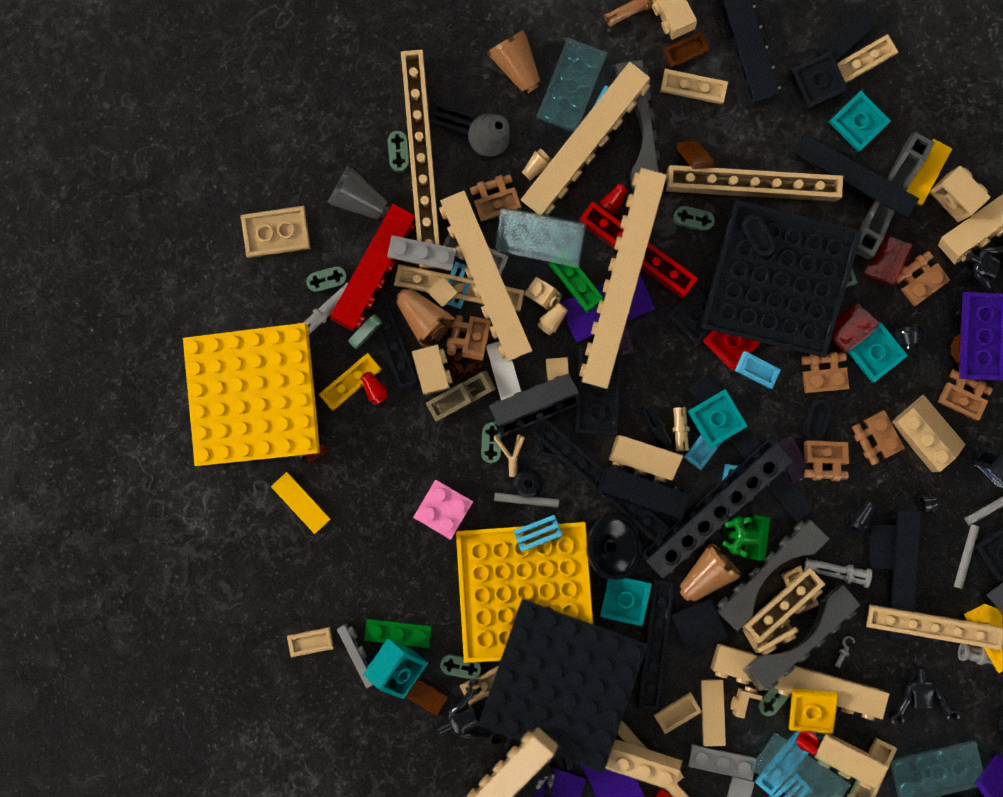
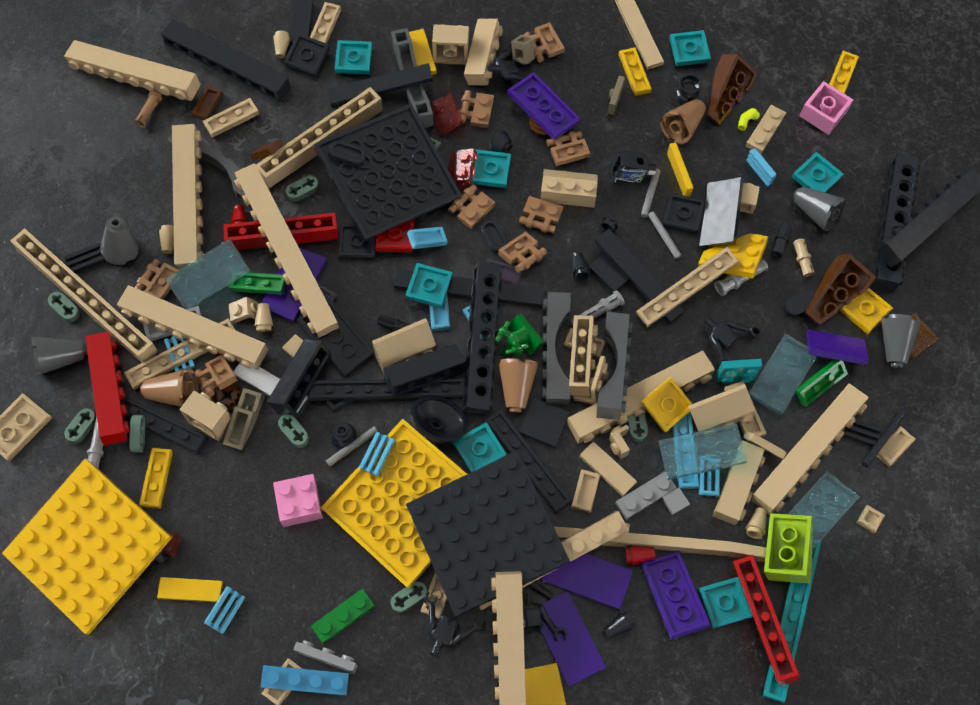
camera: 50 degrees left, 20 degrees down
(313, 548) = (222, 628): none -> medium azure tile
(326, 657) = (304, 680): none -> dark azure plate
(374, 388) = (175, 464): red cone -> none
(395, 669) = (361, 636): teal brick -> none
(421, 253) = (132, 346): light grey plate -> none
(427, 697) = (400, 642): reddish brown tile -> none
(442, 292) = (170, 362): tan tile -> none
(512, 458) = (318, 428): tan plant -> none
(517, 61) = (97, 189): medium nougat cone -> none
(571, 85) = (149, 177): clear light blue plate -> none
(681, 429) = (413, 313): tan pin -> none
(807, 45) = (281, 43): none -> tan cone
(807, 742) = (684, 426): red plate -> none
(843, 652) = (651, 355): light grey hand -> none
(904, 743) = (738, 371): none -> teal plate

